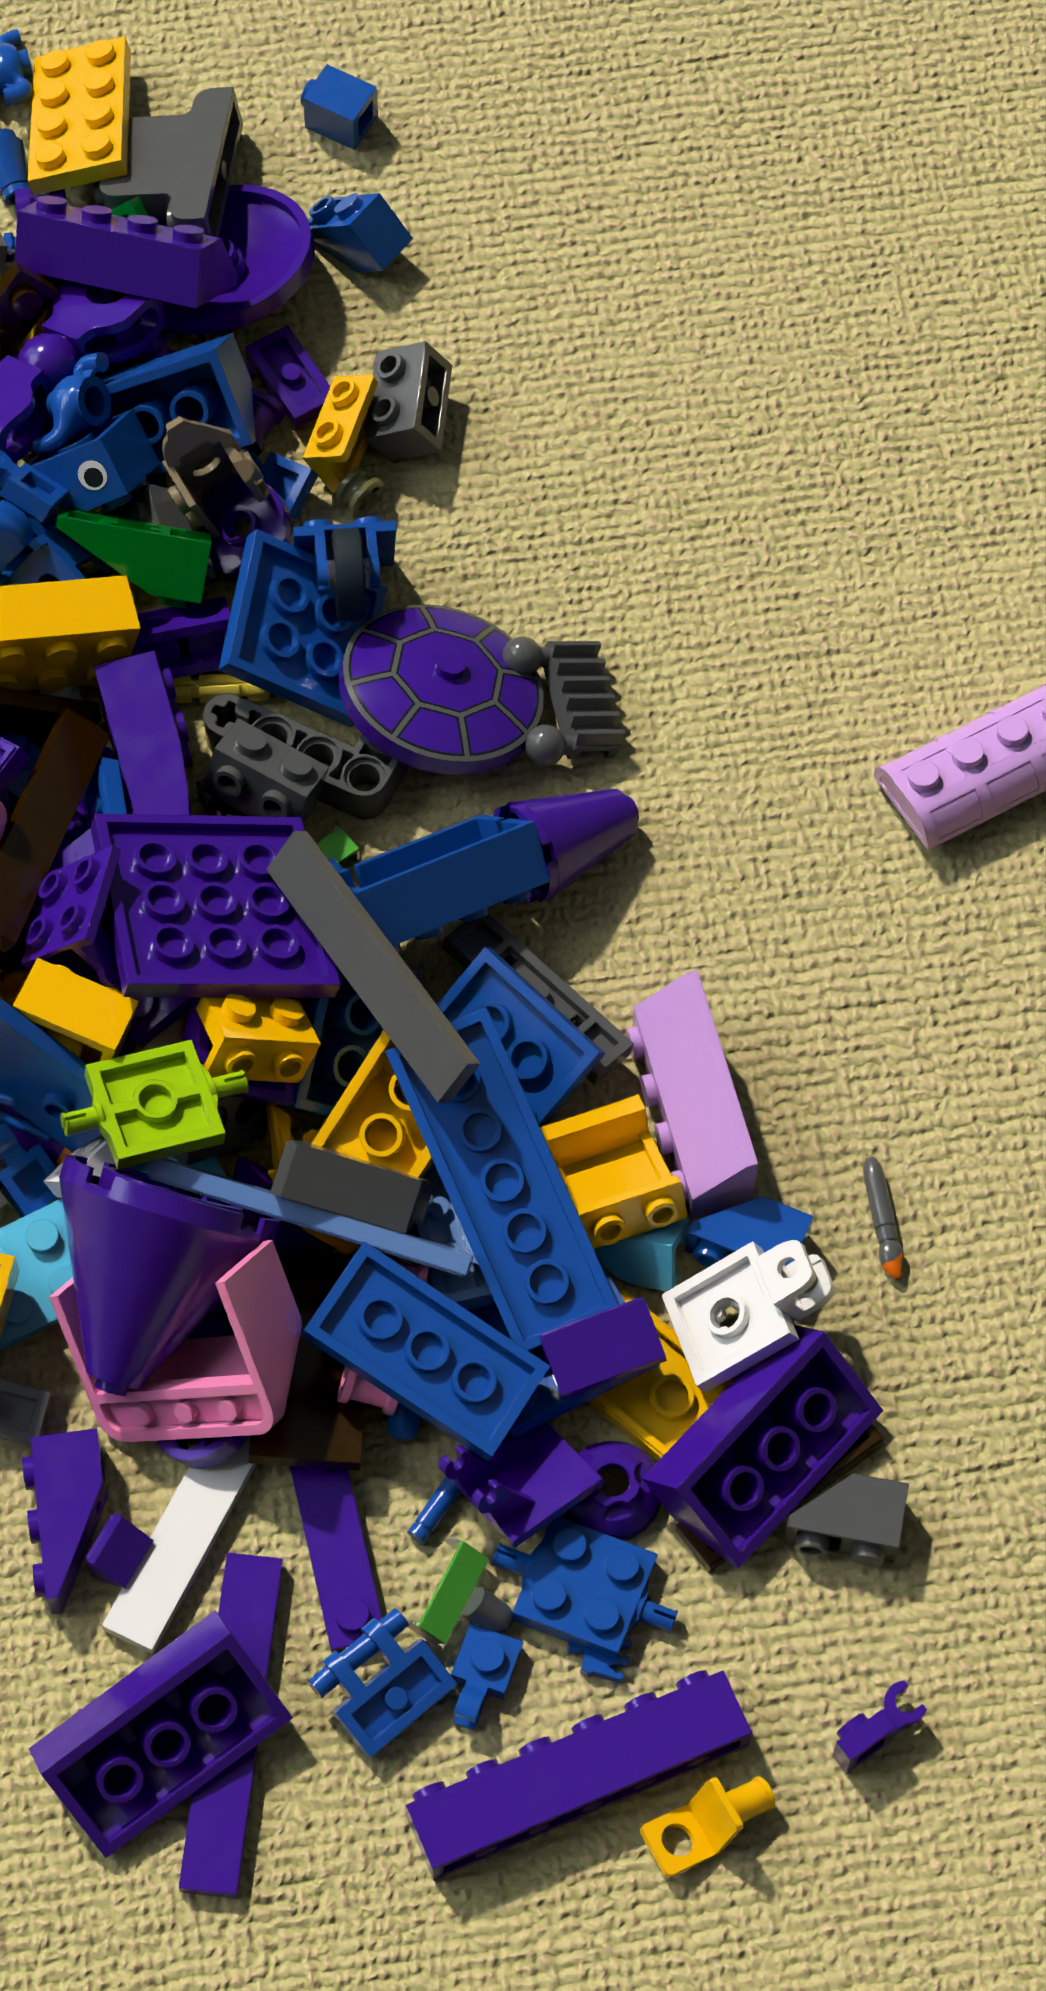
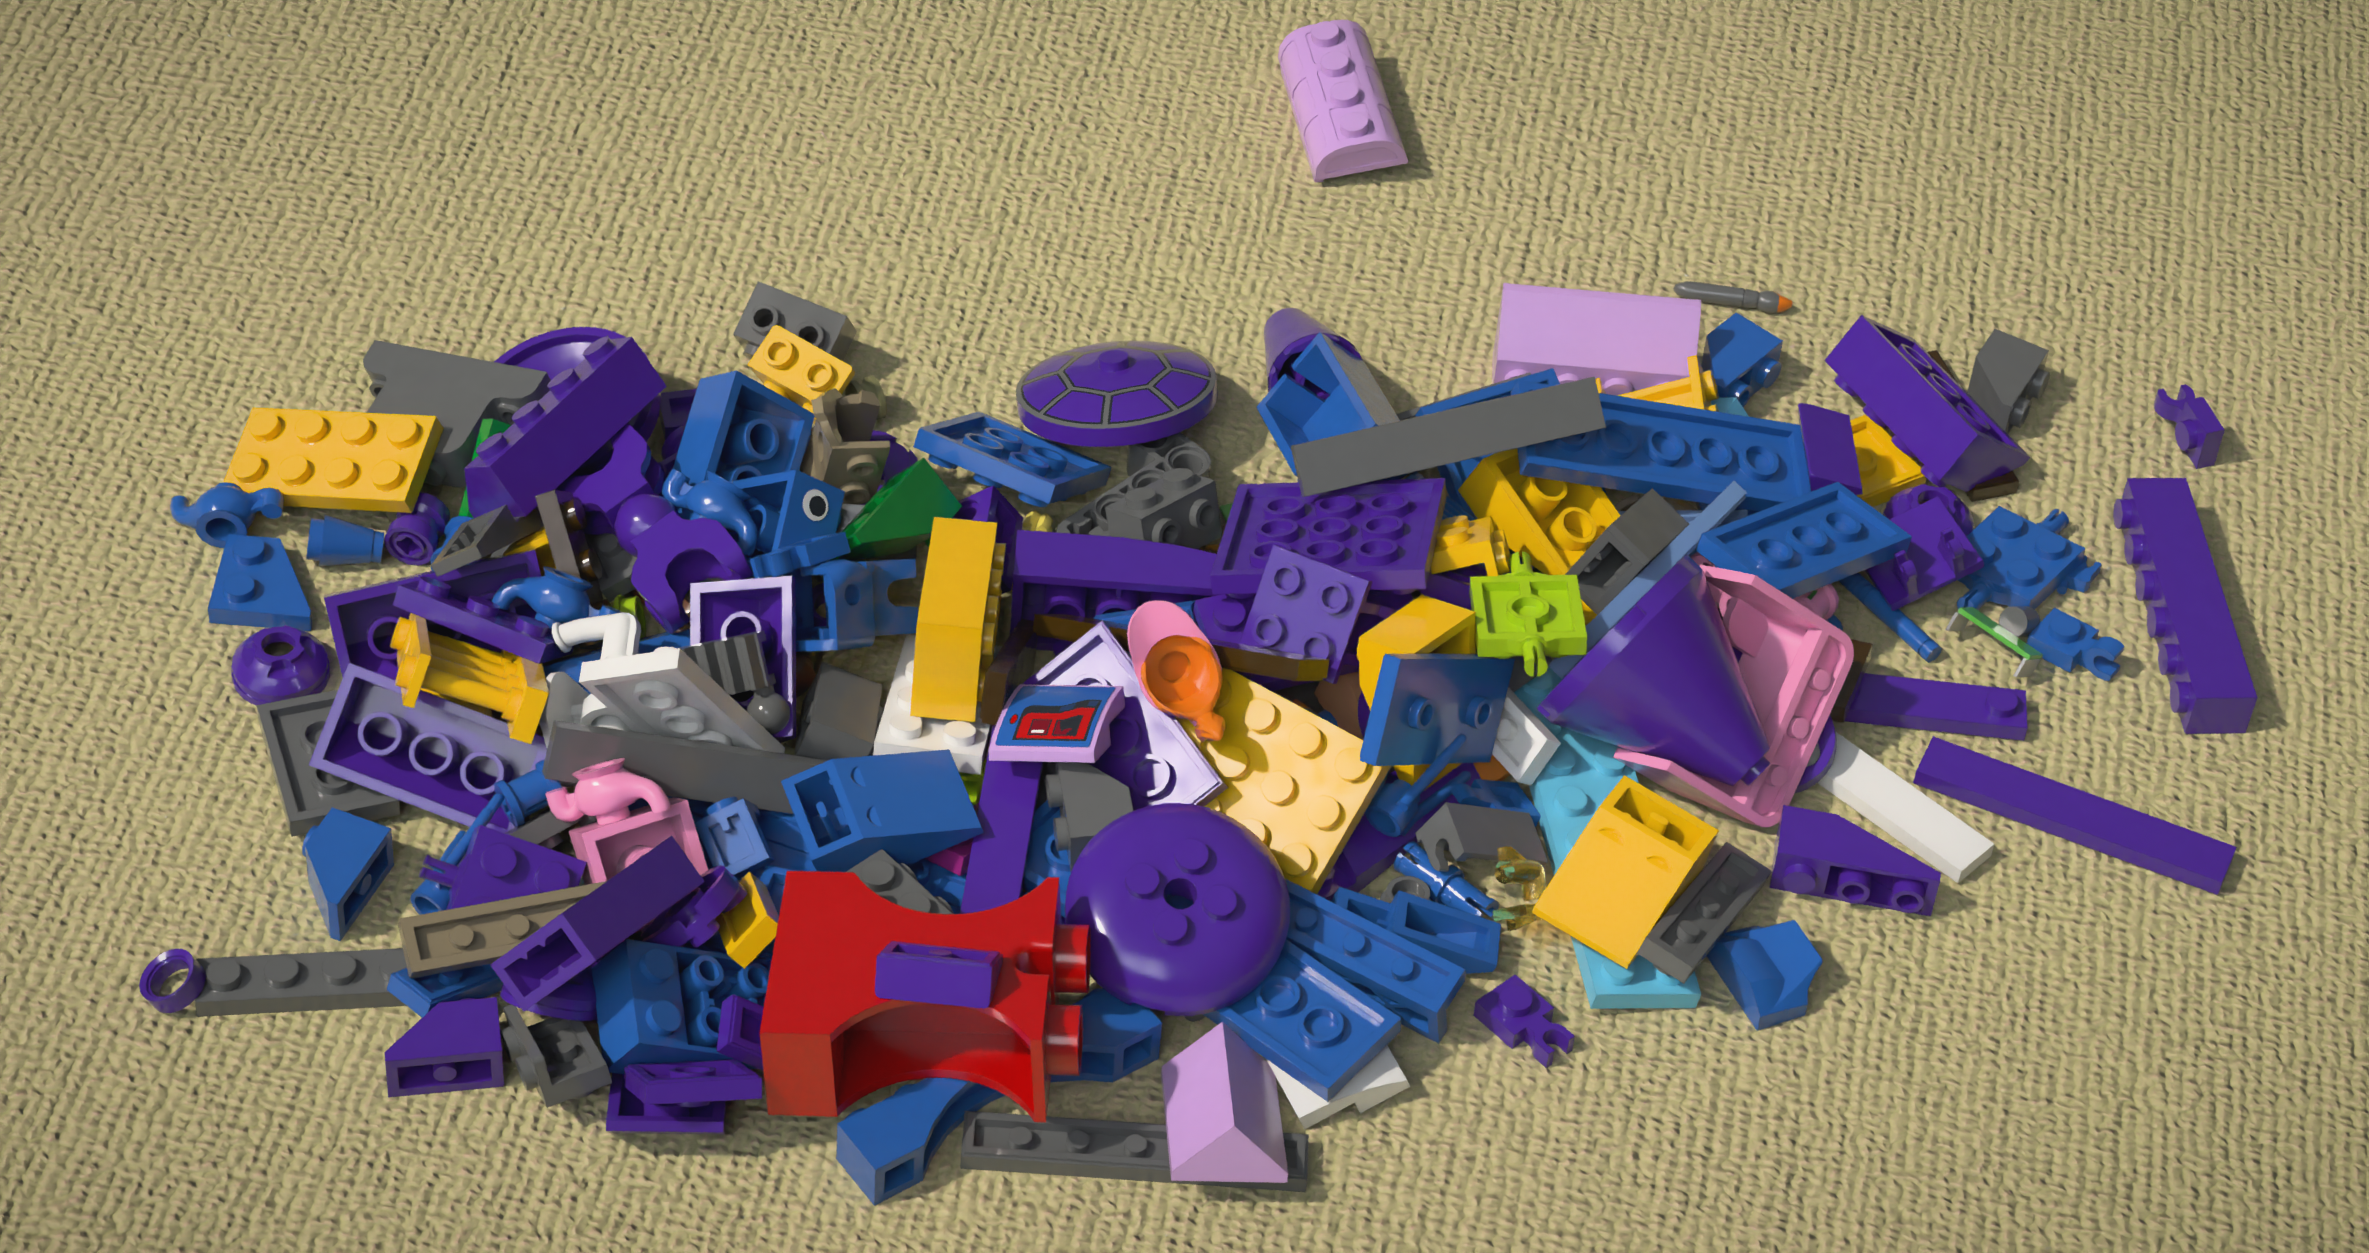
camera: 75 degrees left, 20 degrees down
(117, 1551) = (1897, 833): dark purple slope -> none
(159, 1734) = (2080, 844): dark purple slope -> none
(339, 106) = (423, 295): blue brick -> none
(348, 558) = (983, 385): plate -> none
(358, 231) = (580, 302): blue slope -> none
(394, 1695) = (2071, 698): blue plate -> none
(577, 696) = (1157, 323): dark grey gear -> none
(710, 1821) = (2246, 538): yellow bracket -> none
(763, 1293) = (1814, 348): white plate -> none

